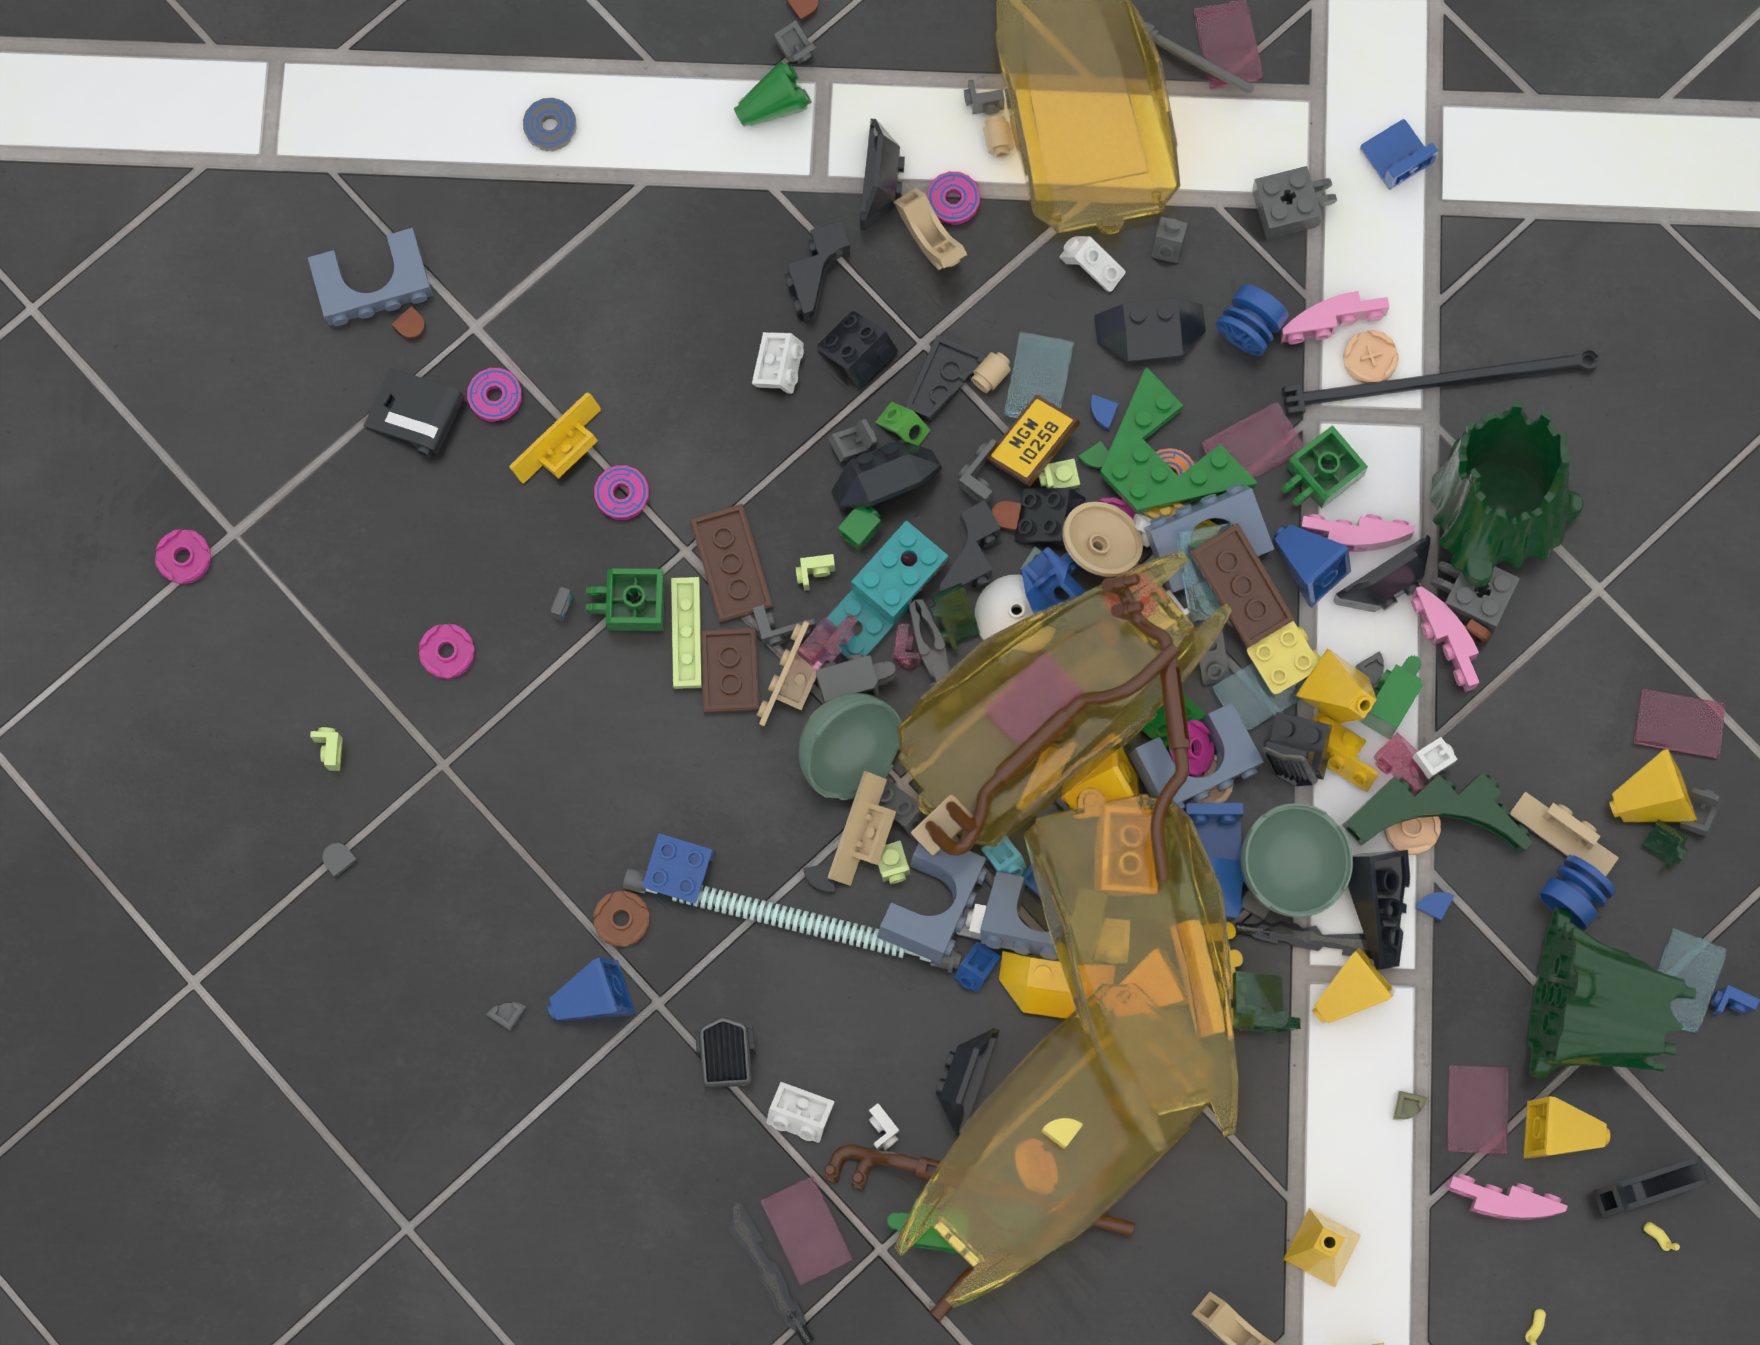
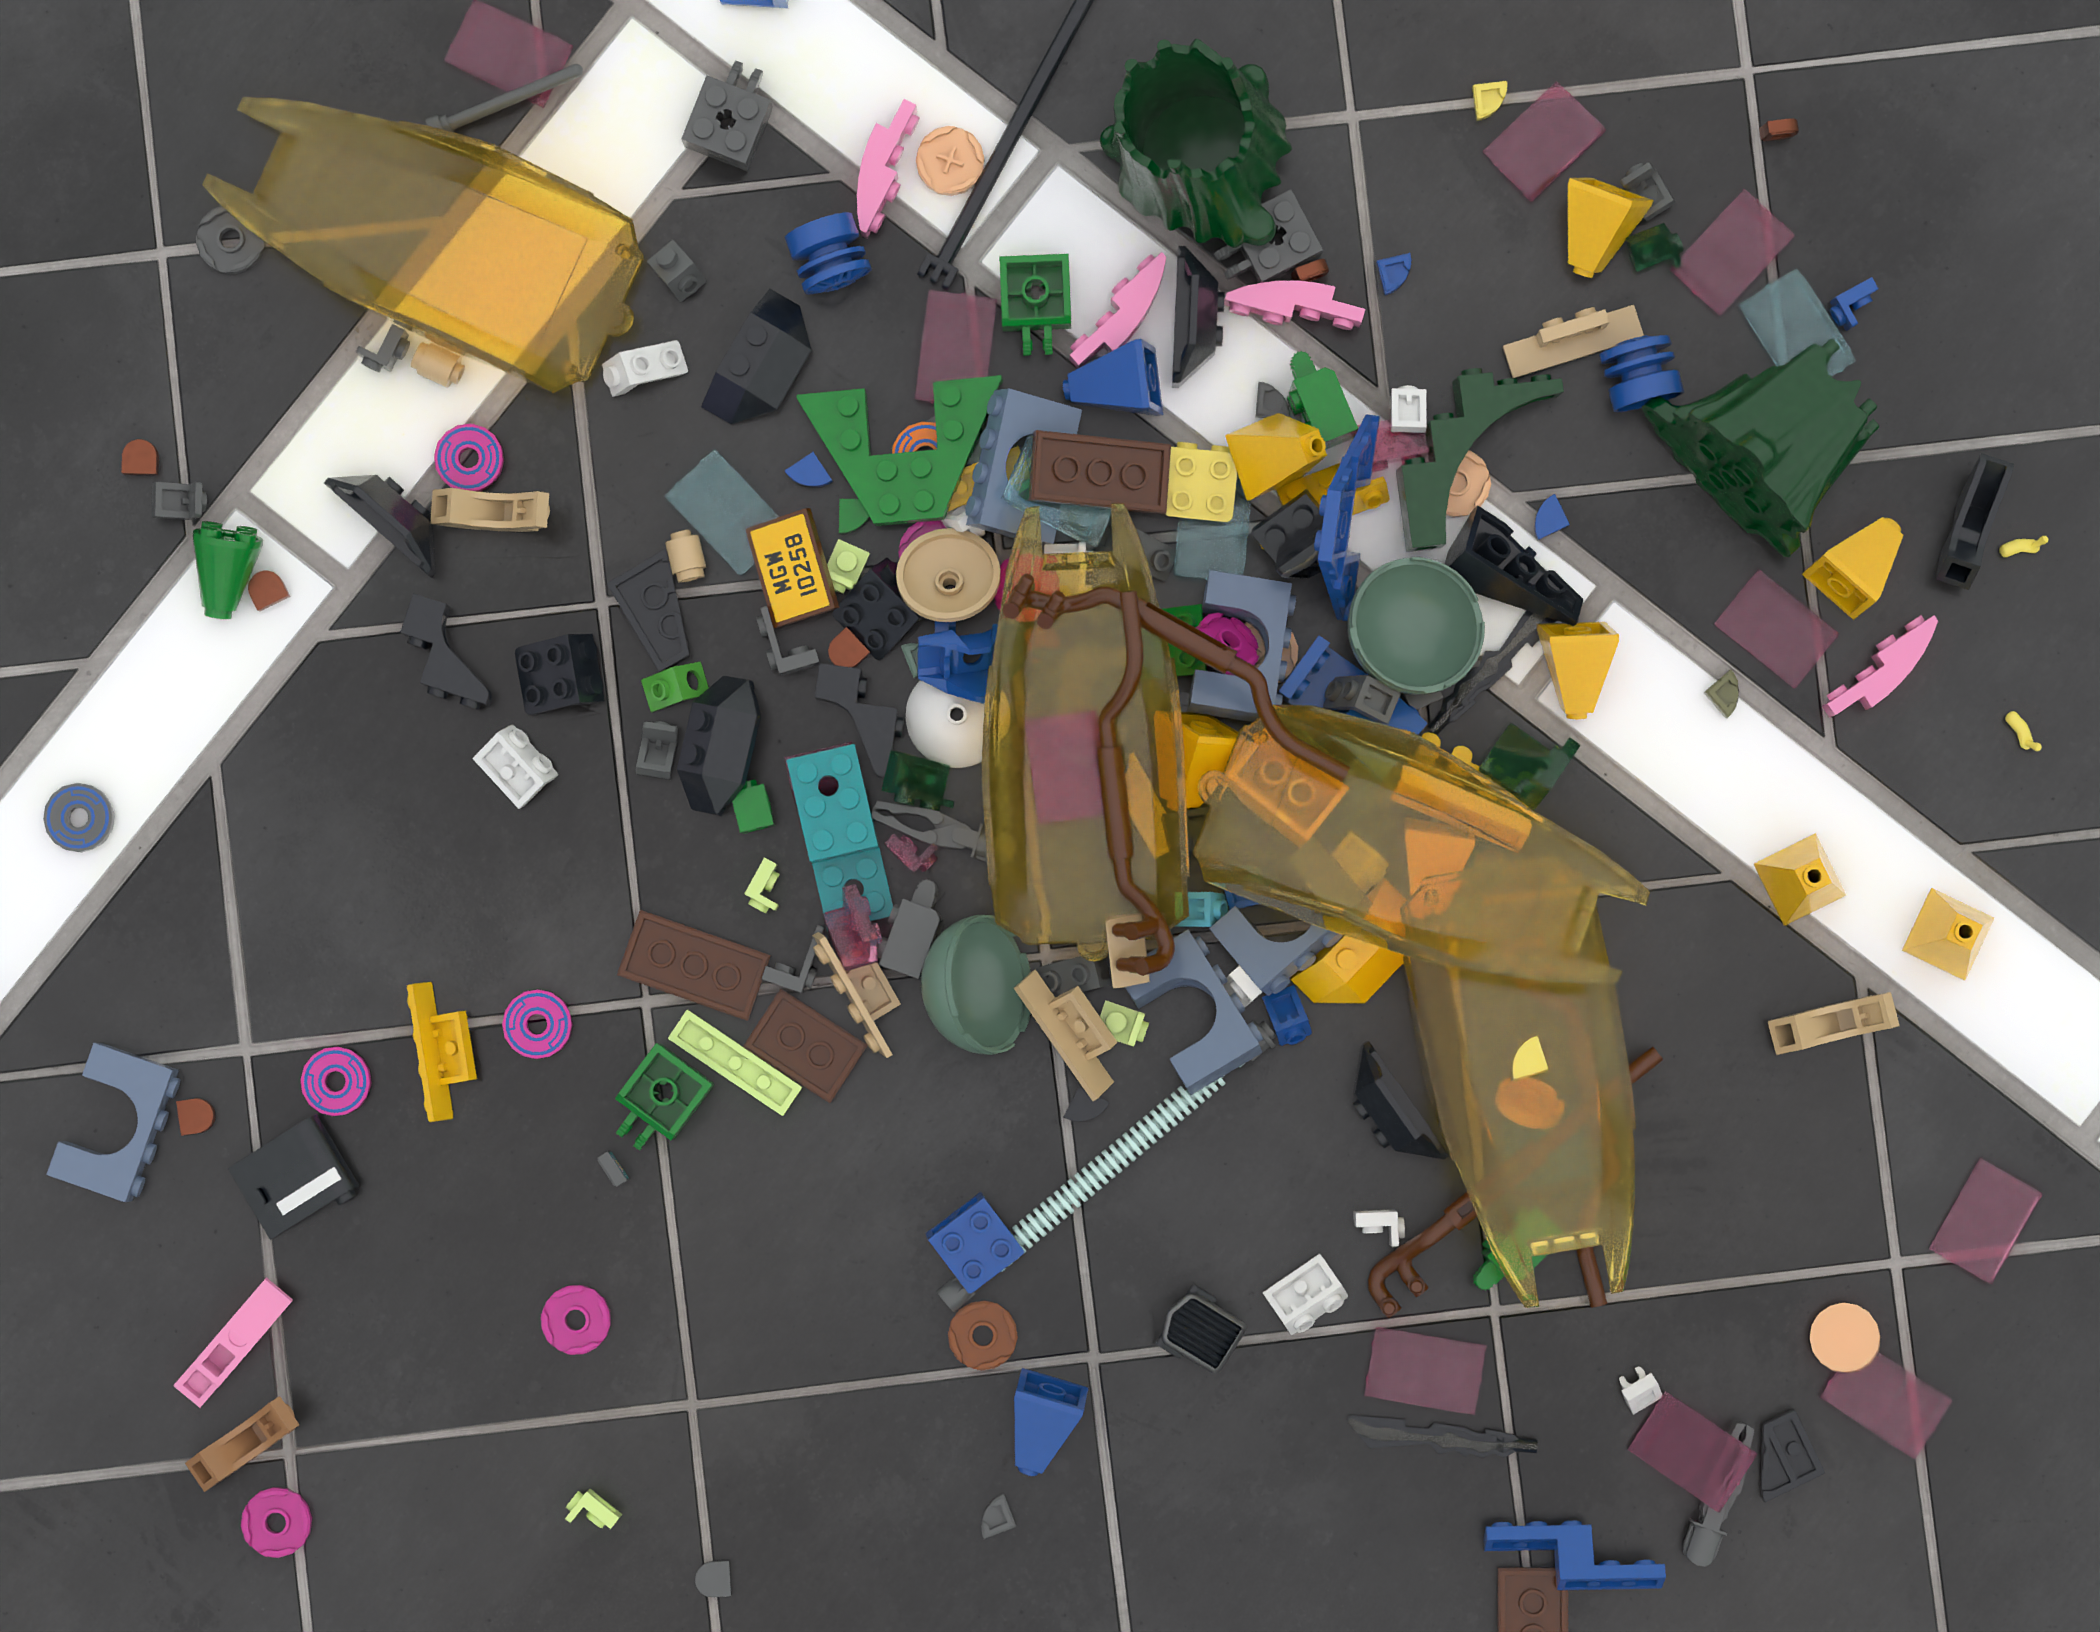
camera: 60 degrees left, 10 degrees up
(217, 498) = (242, 1444): none -> medium nougat arch
(280, 446) = (233, 1342): none -> bright pink slope
(777, 135) = (267, 589): none -> copper tile
(1225, 860) = (1362, 695): none -> dark grey bracket
(1328, 747) = (1336, 563): none -> blue wing
(1518, 687) = (1393, 272): none -> blue tile
(1679, 667) = (1488, 98): none -> light yellow tile
(1704, 899) = (1732, 252): none -> clear pink piece

